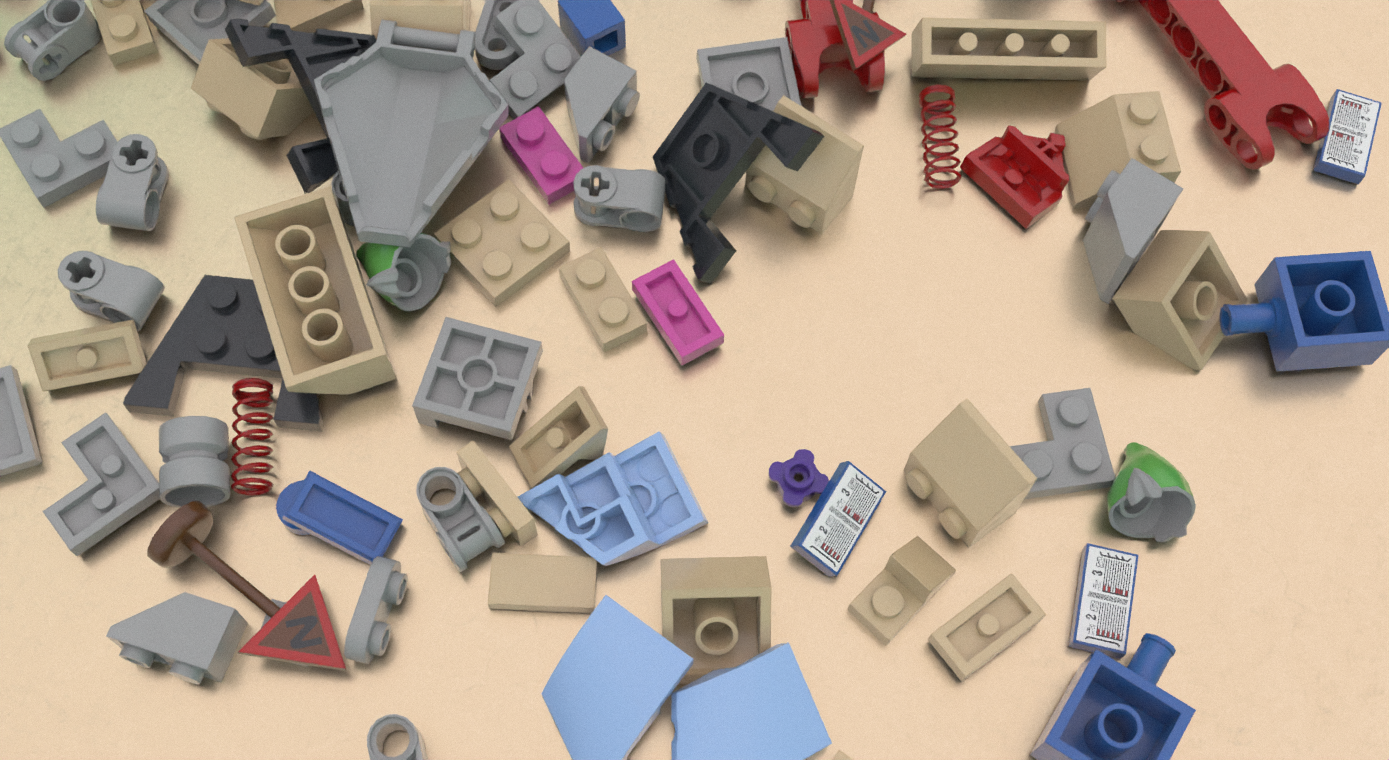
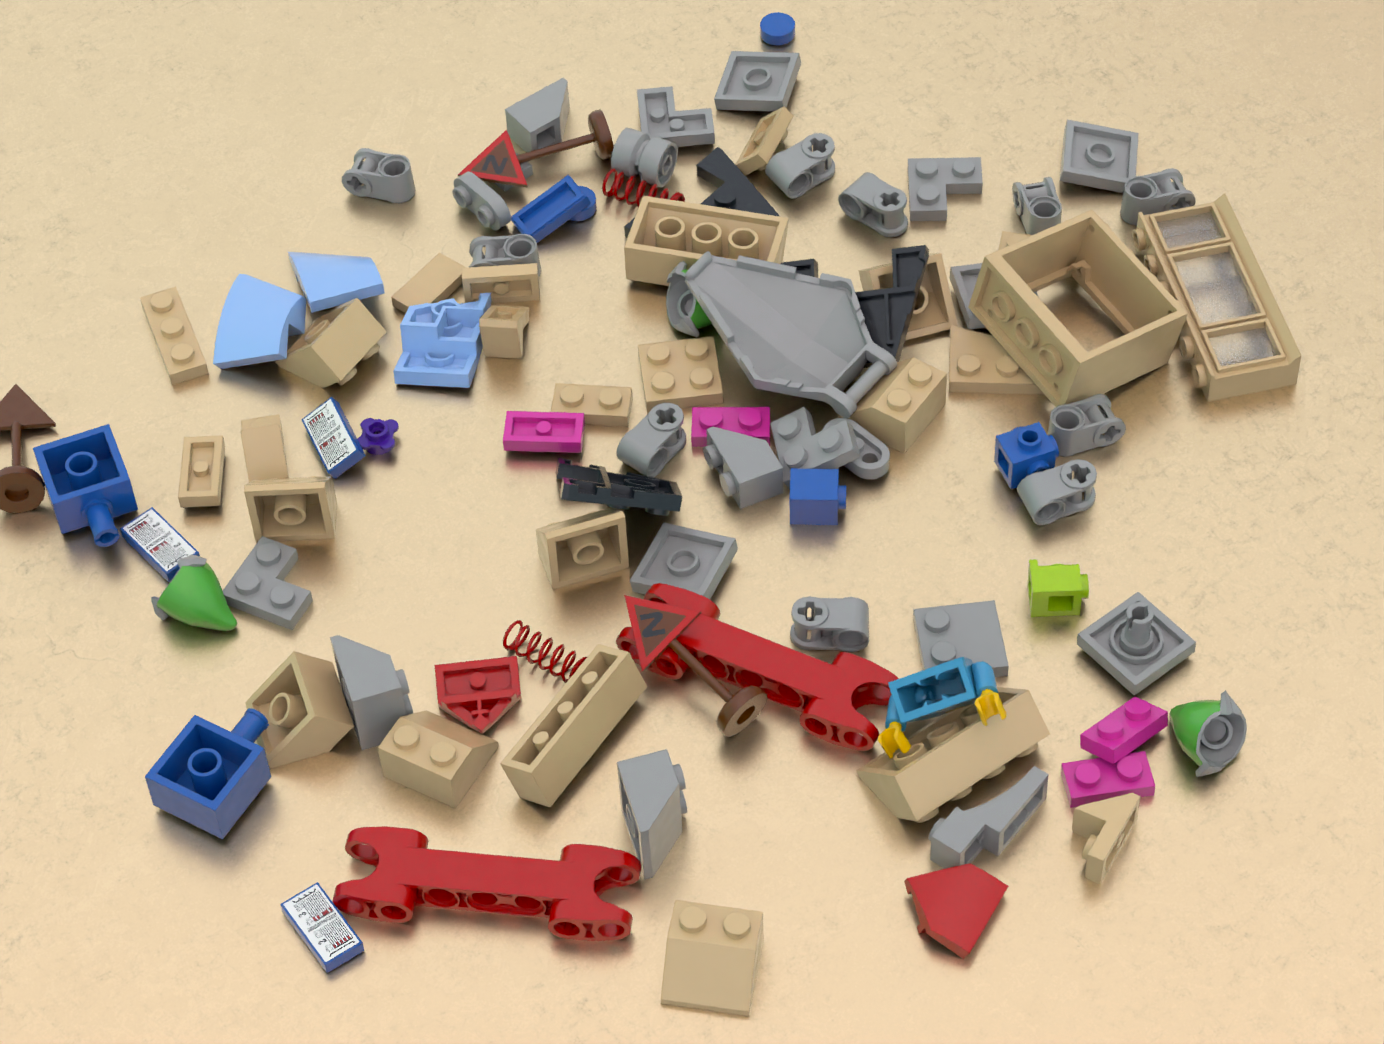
camera: 130 degrees right, 15 degrees down
(477, 379) = (583, 305): light grey piece -> none

